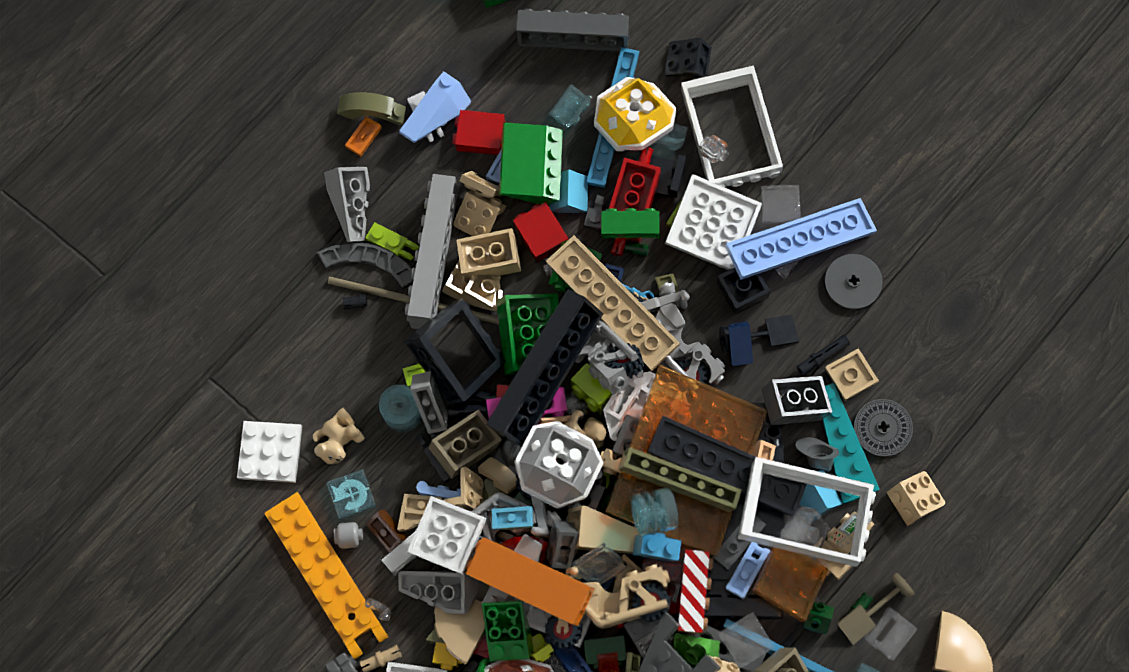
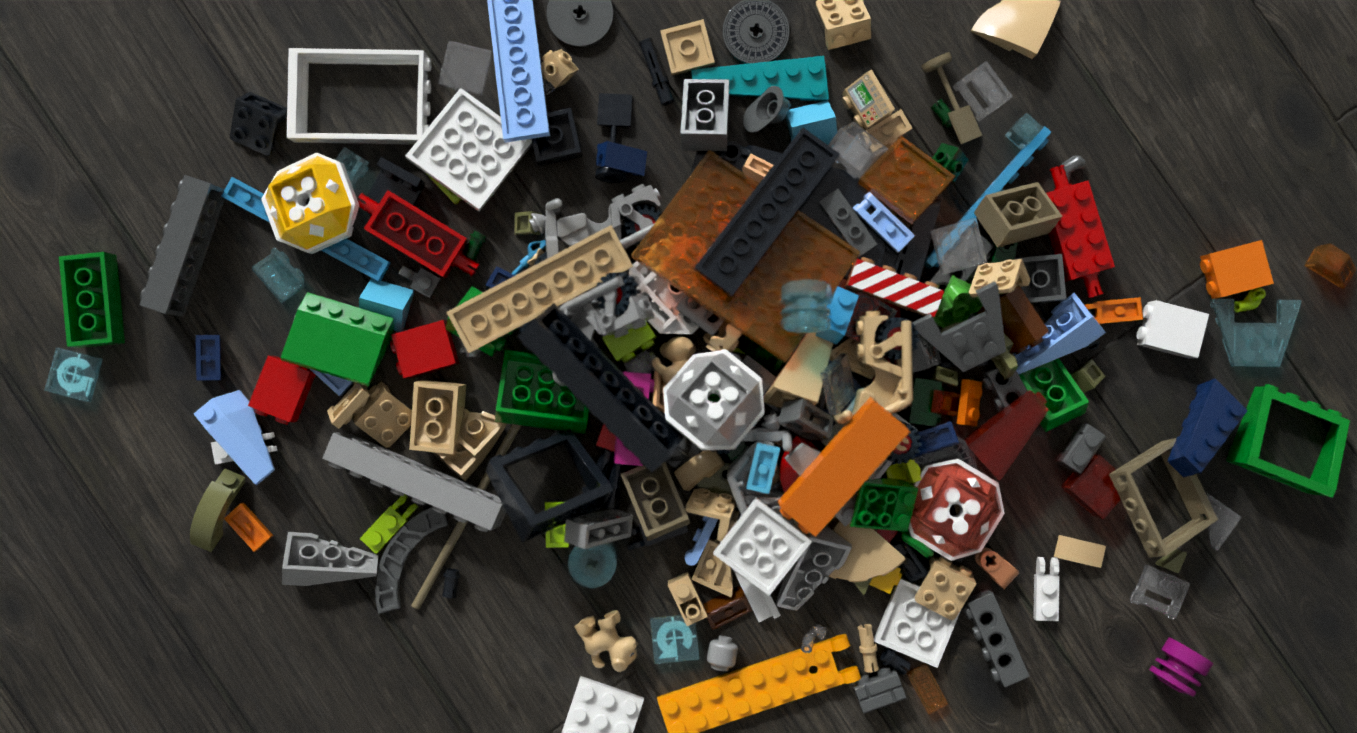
camera: 80 degrees left, 15 degrees up
(387, 493) = (687, 598): none -> tan slope
(490, 71) = (208, 358): none -> dark blue hinge
(630, 223) = (447, 242): green brick -> none
(679, 479) = (773, 269): olive brick -> none
(713, 148) = (381, 122): clear head -> none
(801, 274) = (558, 67): none -> tan brick
(815, 478) = (864, 78): white window -> none

